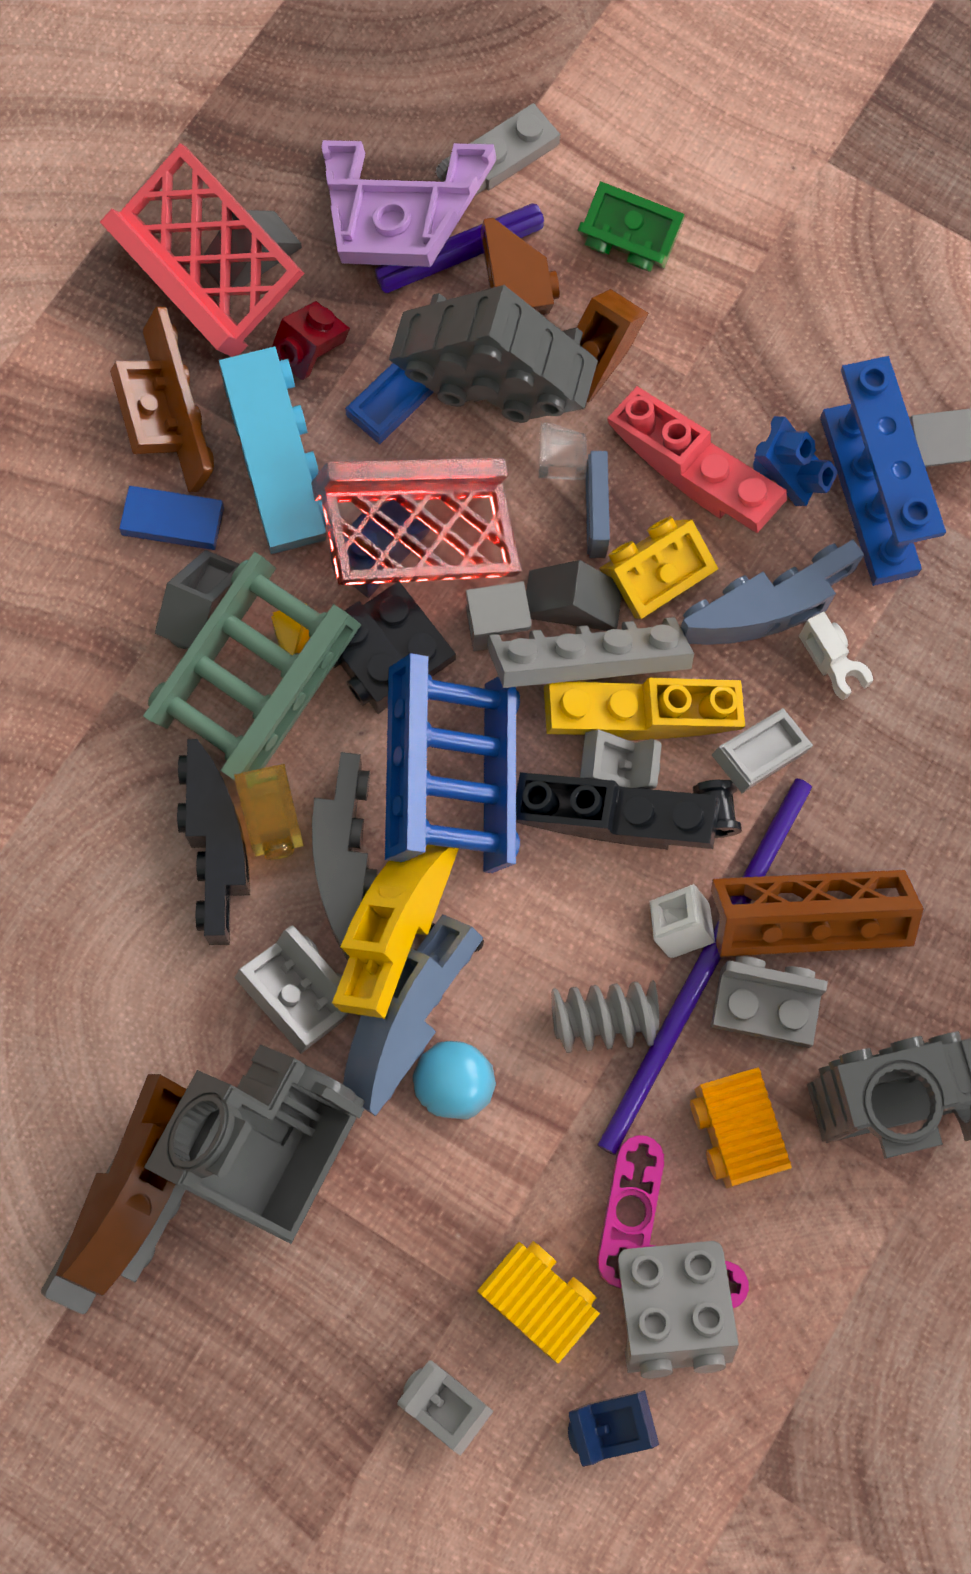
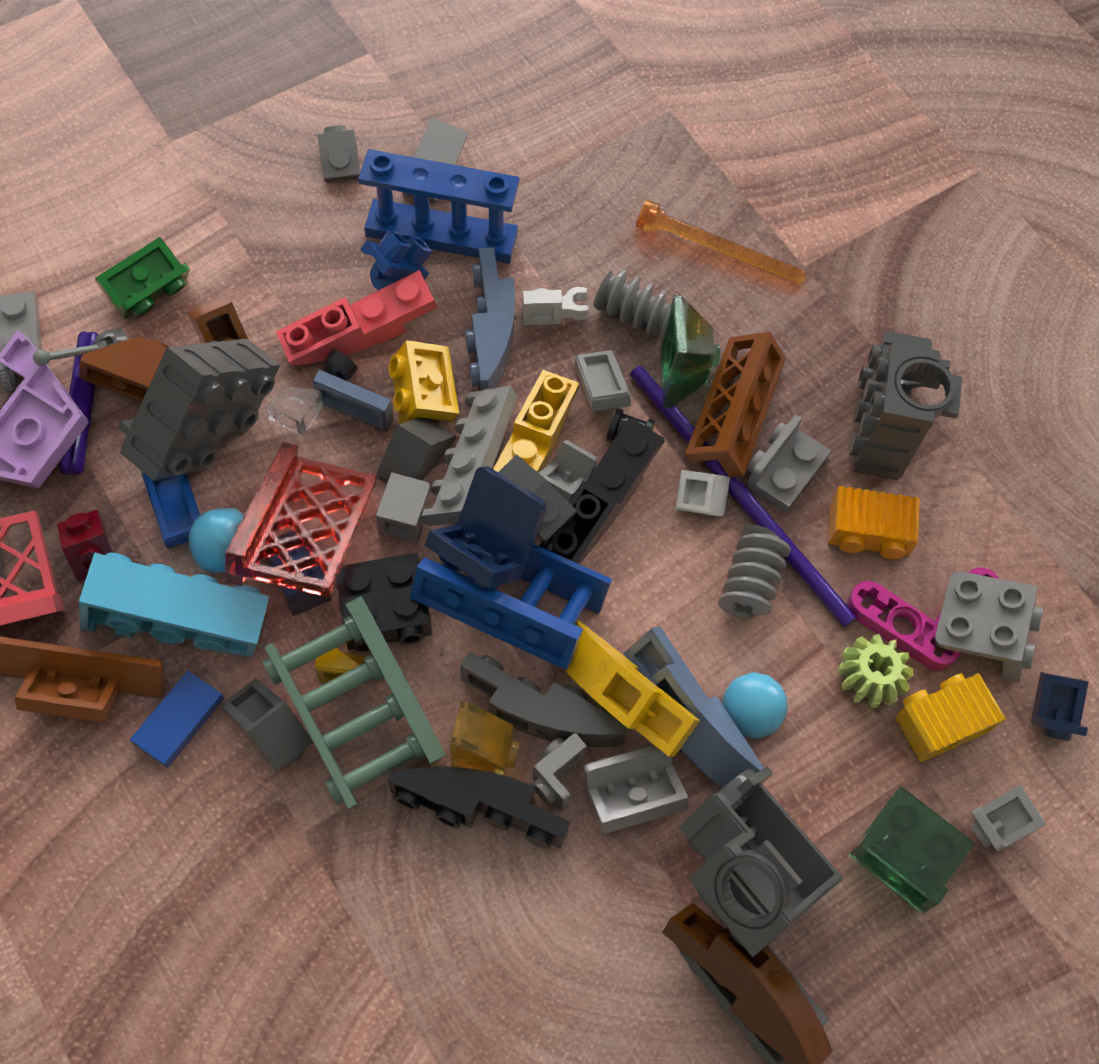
camera: 65 degrees left, 10 degrees down
(293, 898) = (558, 760): none -> light grey bracket
(366, 1312) = (912, 850): none -> clear green bracket
(369, 443) = (211, 537): none -> medium azure hair
(480, 712) = (492, 530): none -> dark blue bracket
(532, 232) = (104, 339): none -> light grey hinge
(554, 735) = (558, 509): none -> dark grey slope
(571, 1196) = (861, 671): none -> yellowish green gear
(632, 471) = (339, 365): none -> black hinge
(842, 826) = (686, 352): none -> clear green slope
(884, 745) = (633, 303): none -> light grey piece
(906, 333) = (338, 153): none -> light grey bracket

